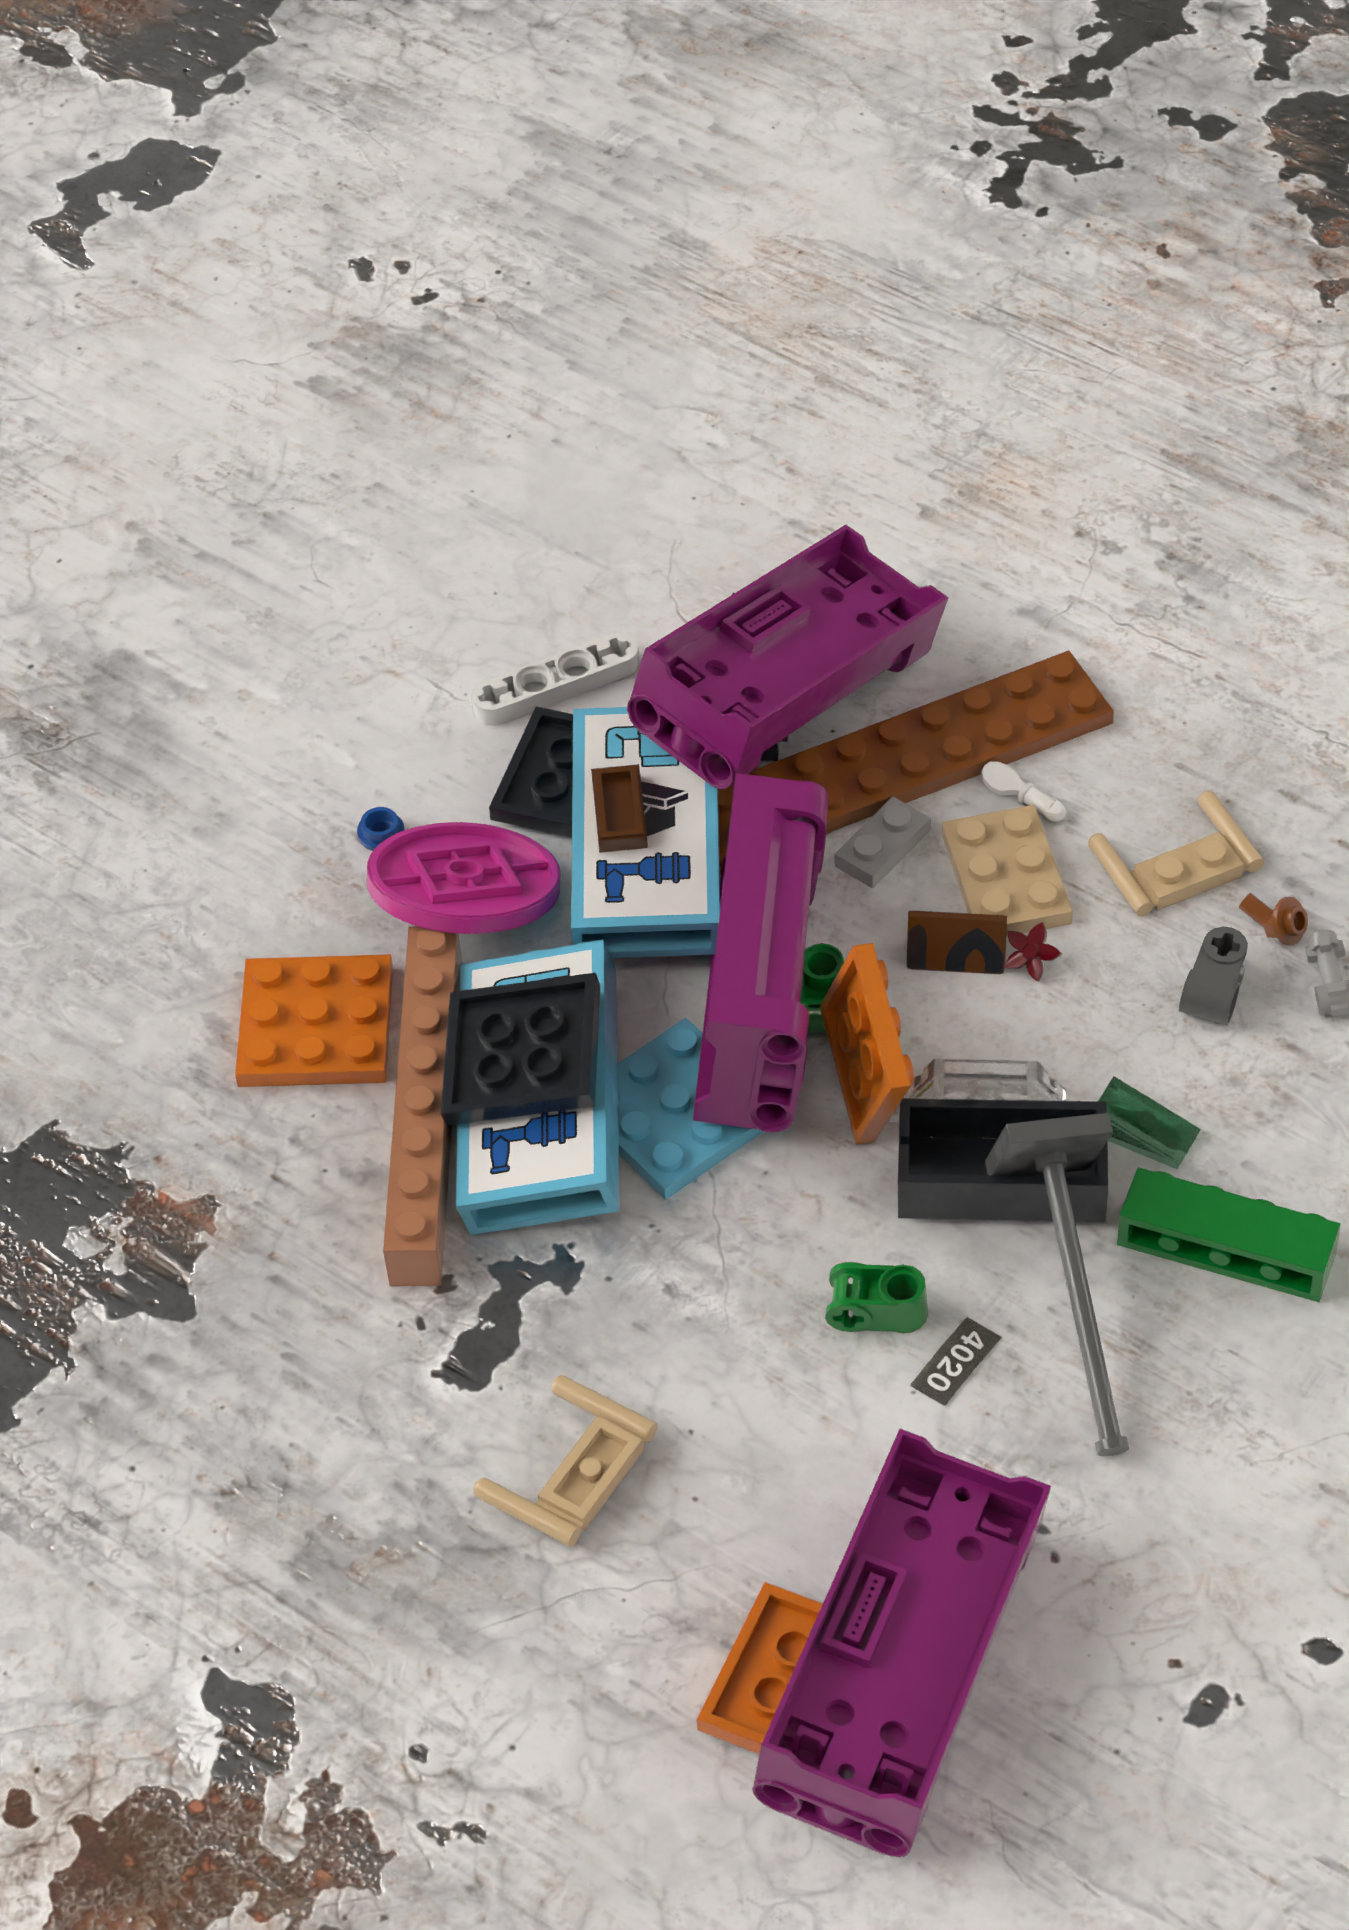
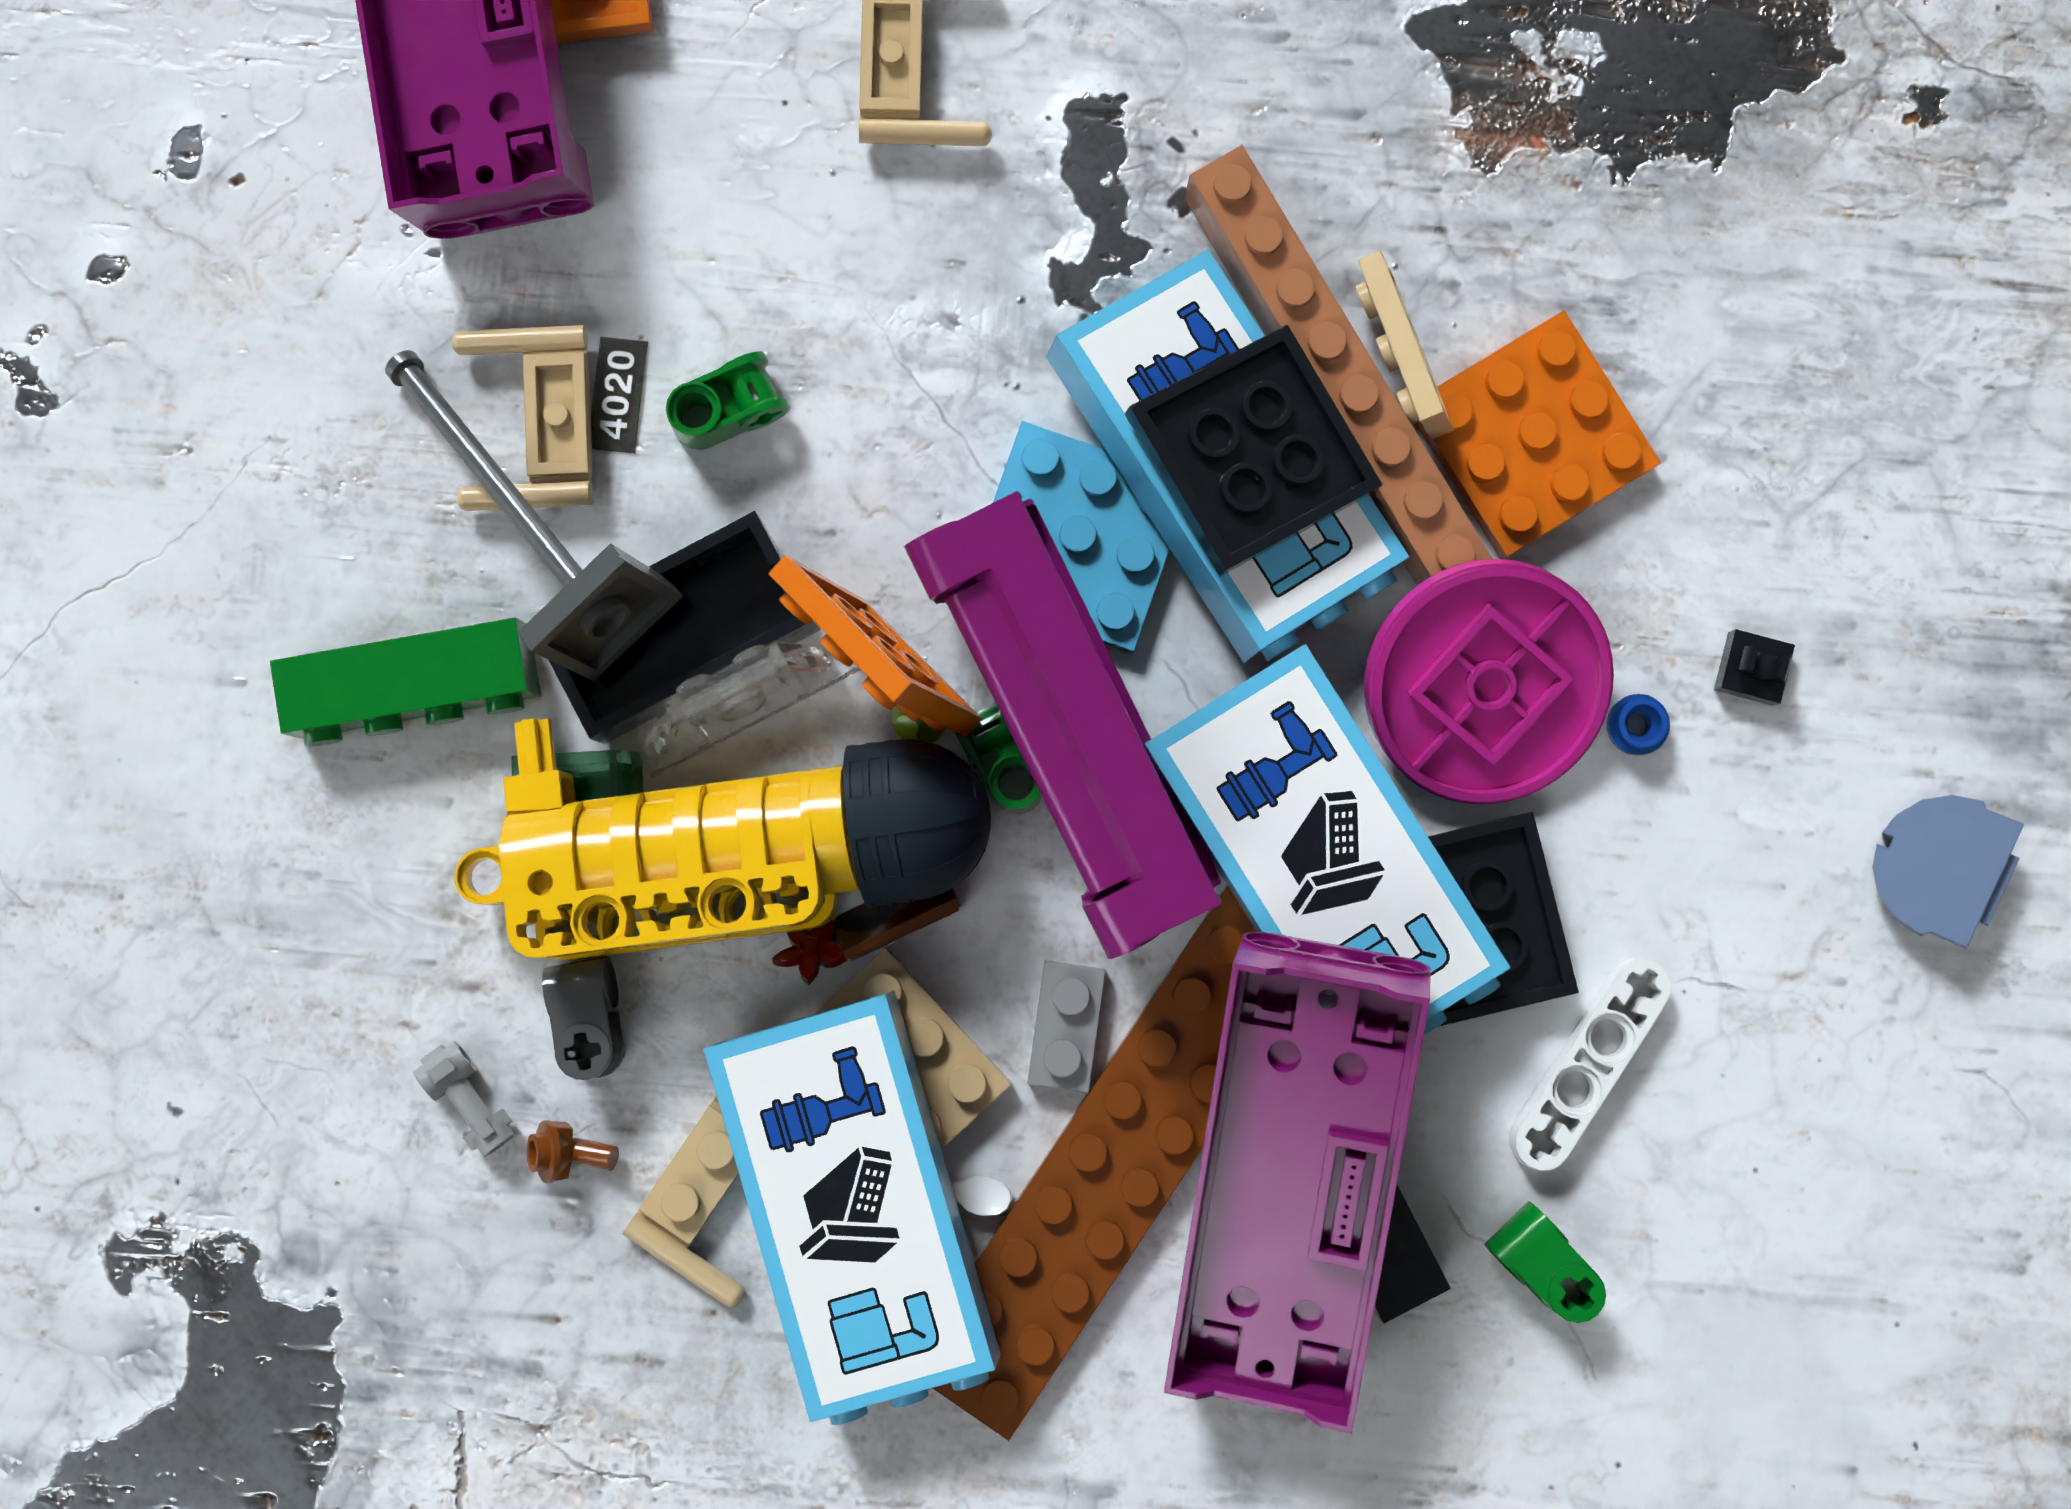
camera: 145 degrees right, 35 degrees up
(254, 673) = (1946, 866): none -> sand blue piece
(279, 828) = (1754, 667): none -> black tile
(367, 1091) = (1401, 346): none -> tan plate
(619, 808) = (1357, 838): reddish brown tile -> none
(662, 588) = (1542, 1258): none -> green piece
(1011, 1356) = (554, 412): none -> tan plate
(1062, 1005) = (888, 822): none -> yellow piece
(1087, 790) = (853, 1209): none -> brick

